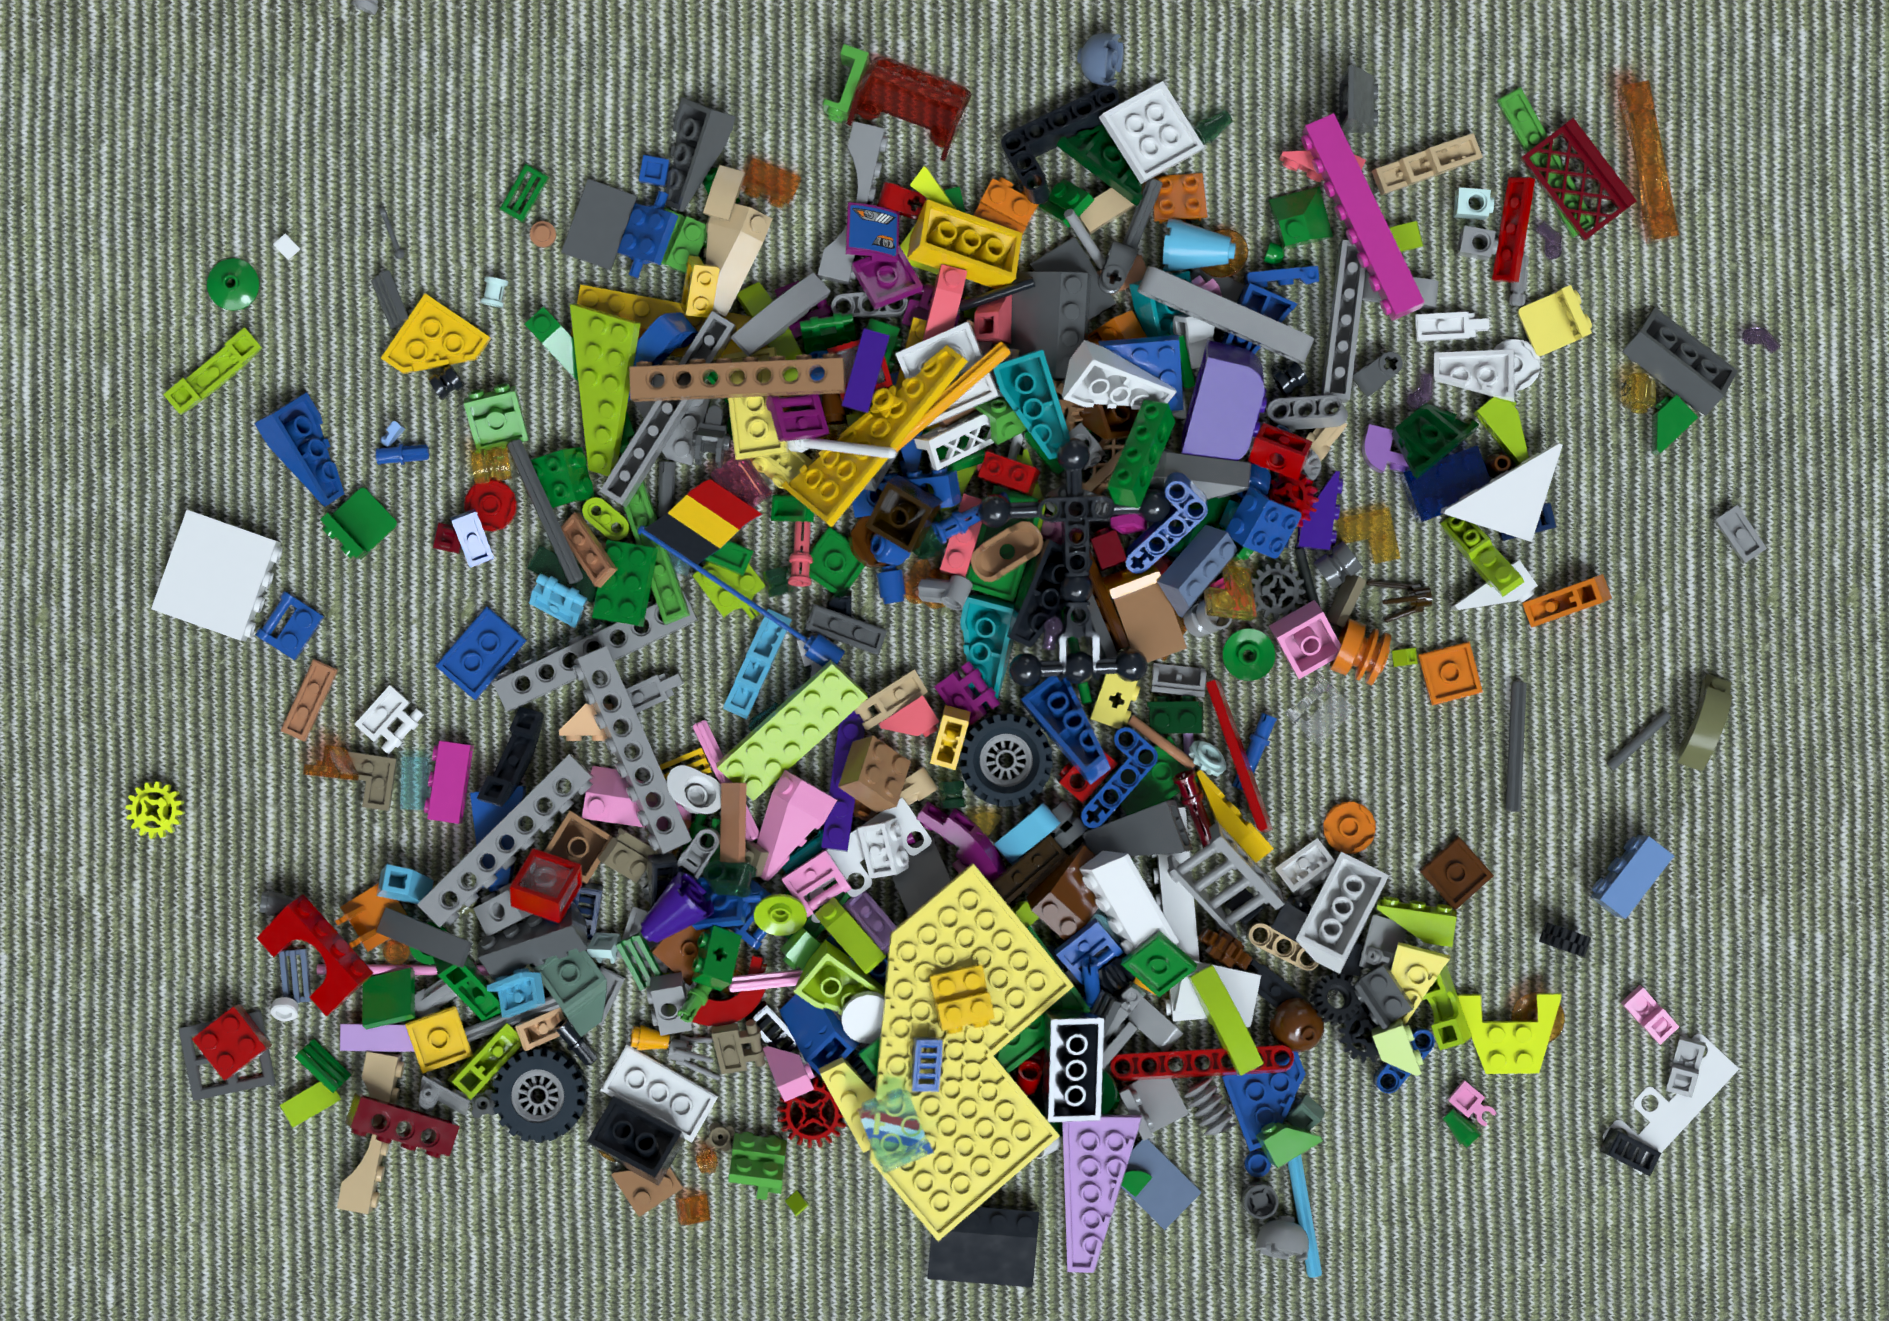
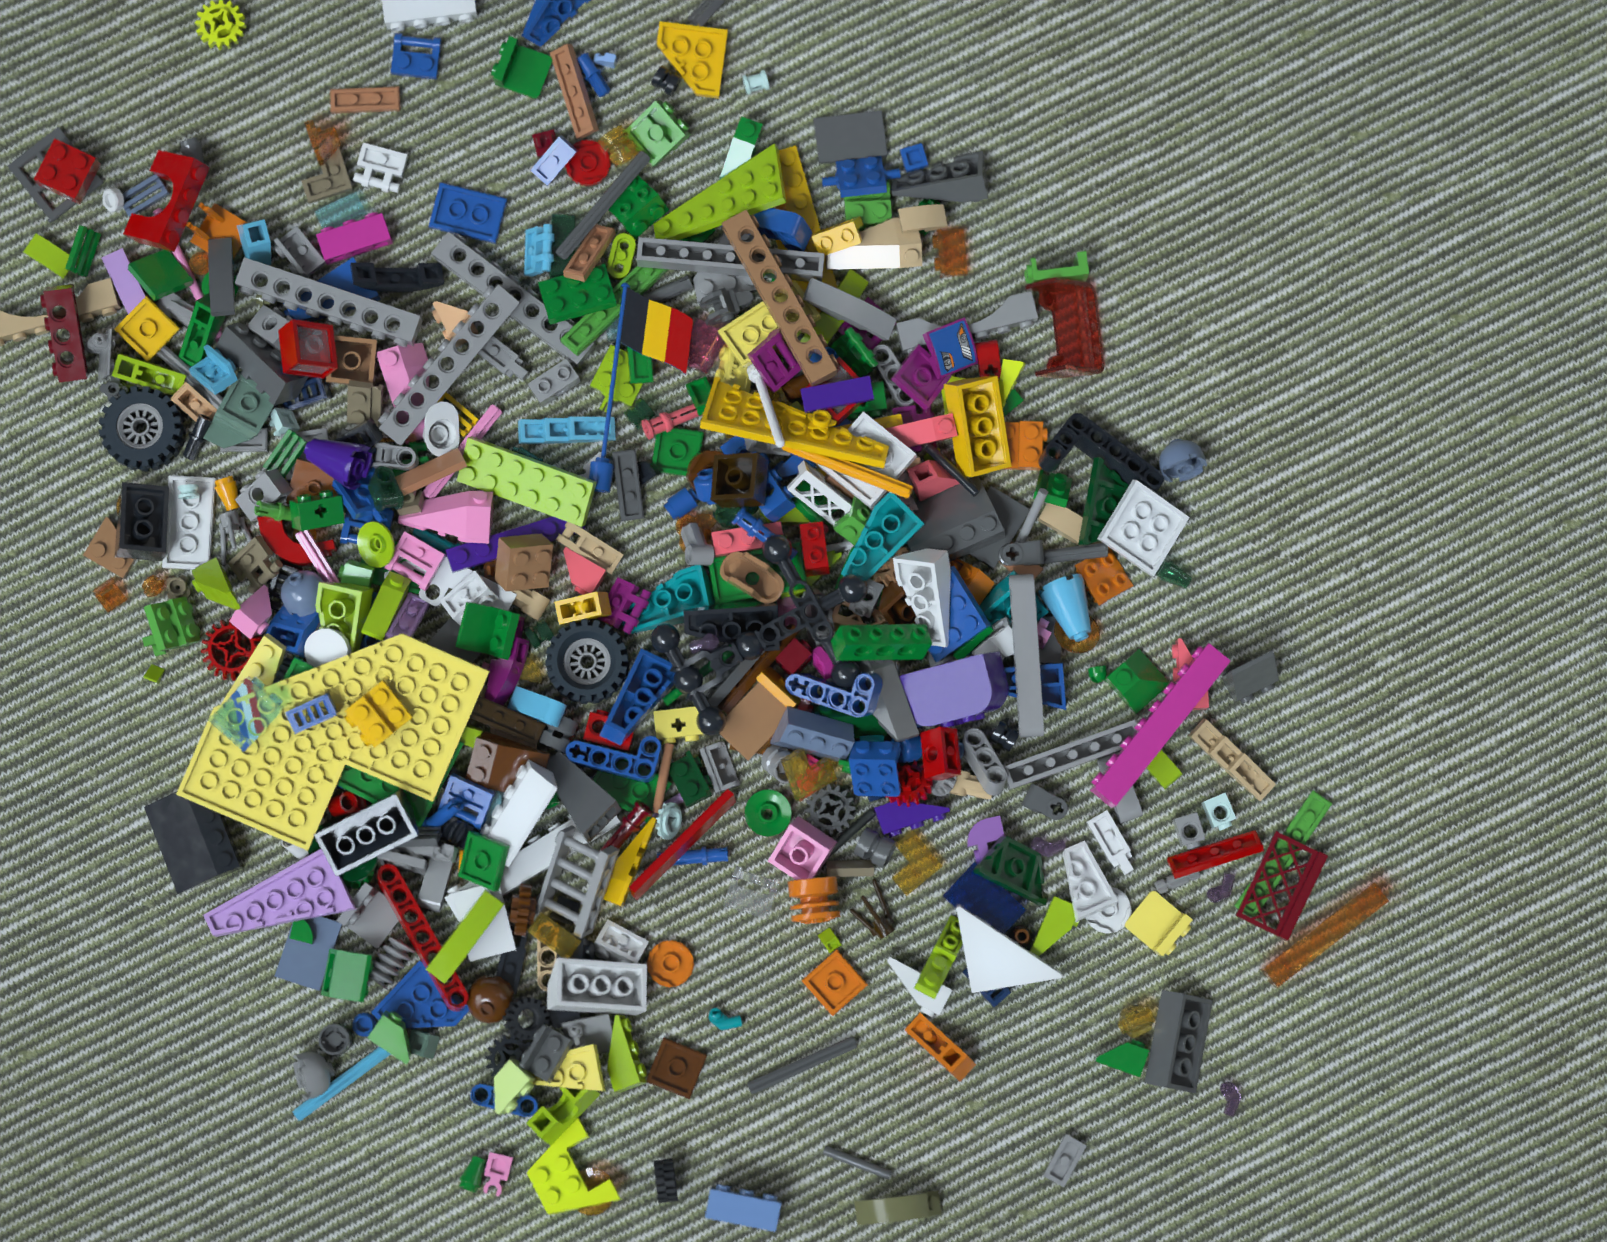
camera: 60 degrees right, 5 degrees down
(409, 481) = (574, 91): none -> nougat plate
(437, 845) = (299, 252): none -> light grey bracket
(535, 174) = (845, 76): green tile -> none
(543, 234) = (820, 97): nougat plate -> none
(629, 1078) = (188, 491): none -> light aqua bush
(703, 652) = (554, 383): none -> light grey brick
(738, 1097) = (215, 584): none -> lime slope
(791, 1014) = (300, 592): none -> sand blue cylinder
(926, 844) = (487, 630): none -> green bracket
(1202, 1157) = (347, 975): none -> slope
(1268, 930) = (554, 936): none -> clear yellow slope
(1283, 276) = (1084, 692): blue hinge -> none
(1433, 804) = (723, 1022): none -> teal arm

